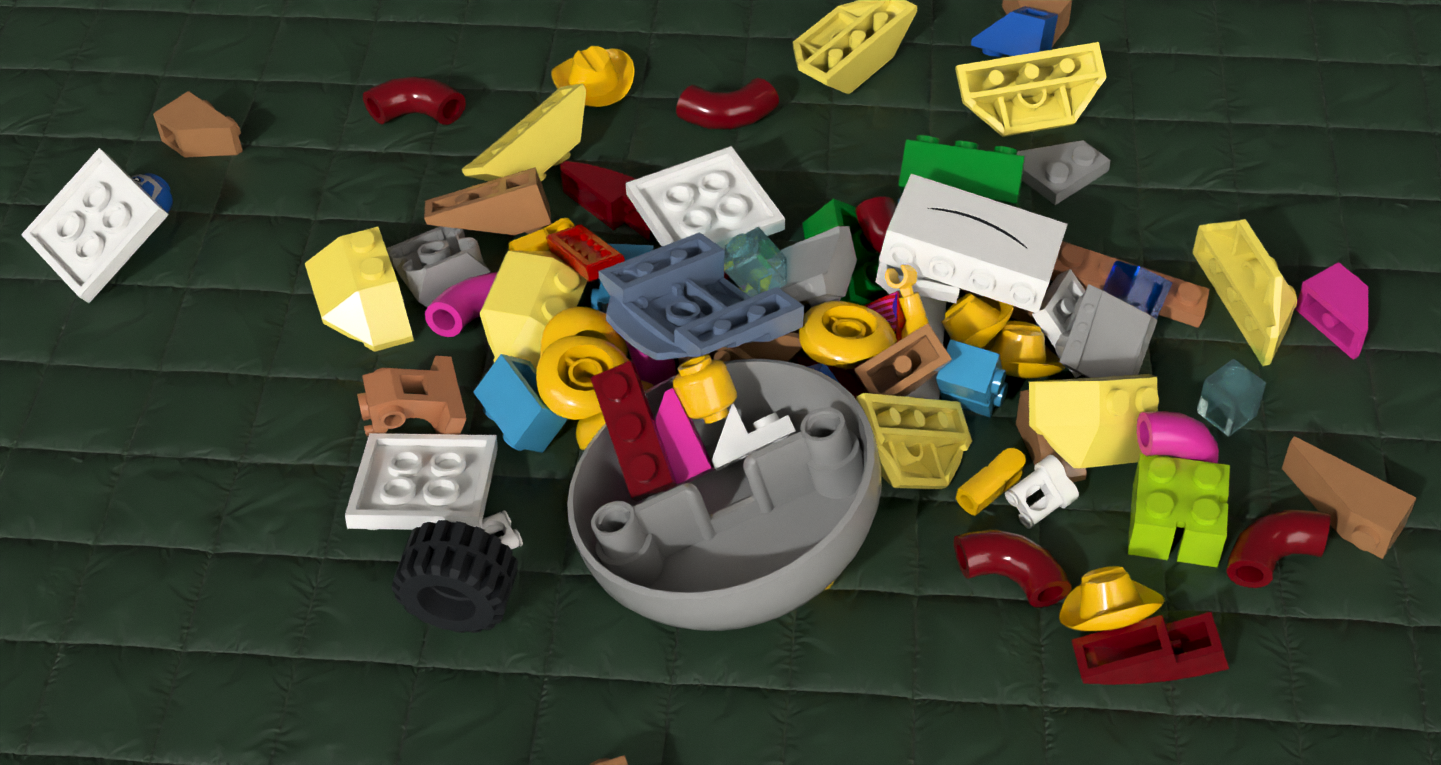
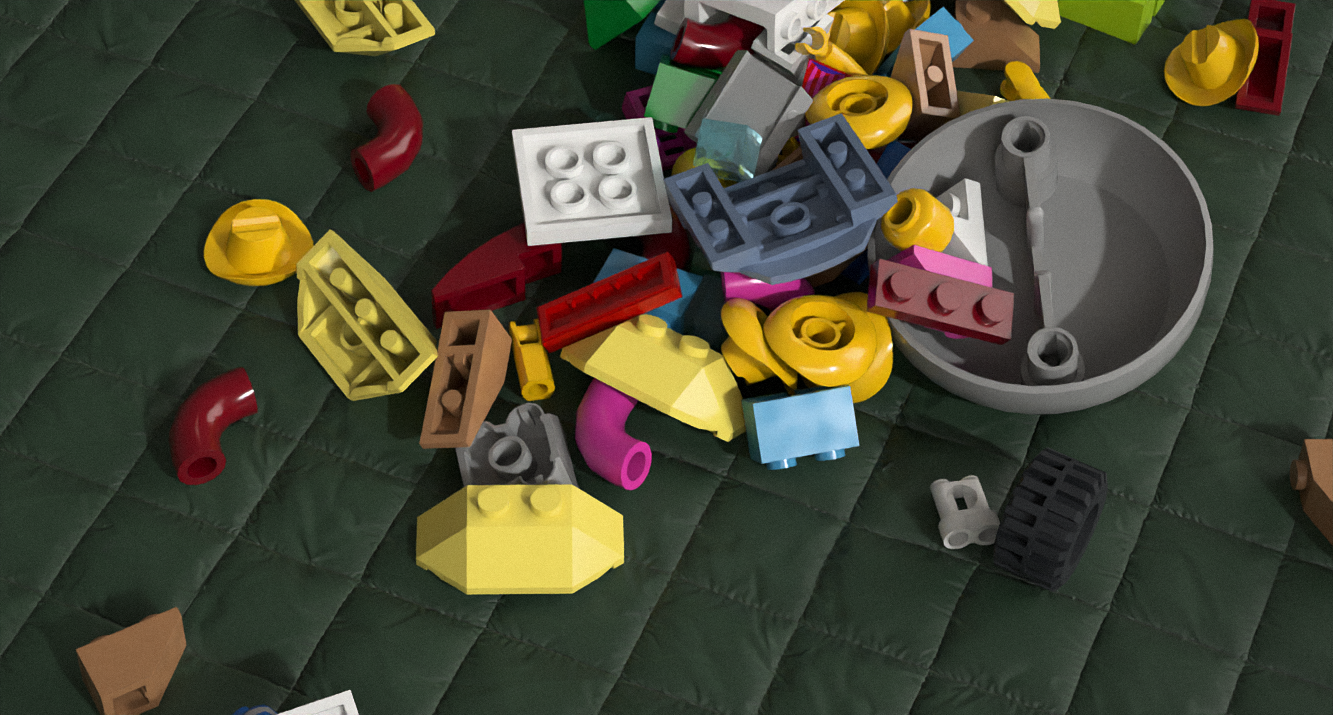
camera: 75 degrees left, 0 degrees up
(421, 480) = (879, 537): white plate -> none
(434, 398) = (756, 531): nougat tile -> none
(1015, 558) = (1152, 100): dark red cylinder -> none
(1053, 482) = (1058, 65): white piece -> none

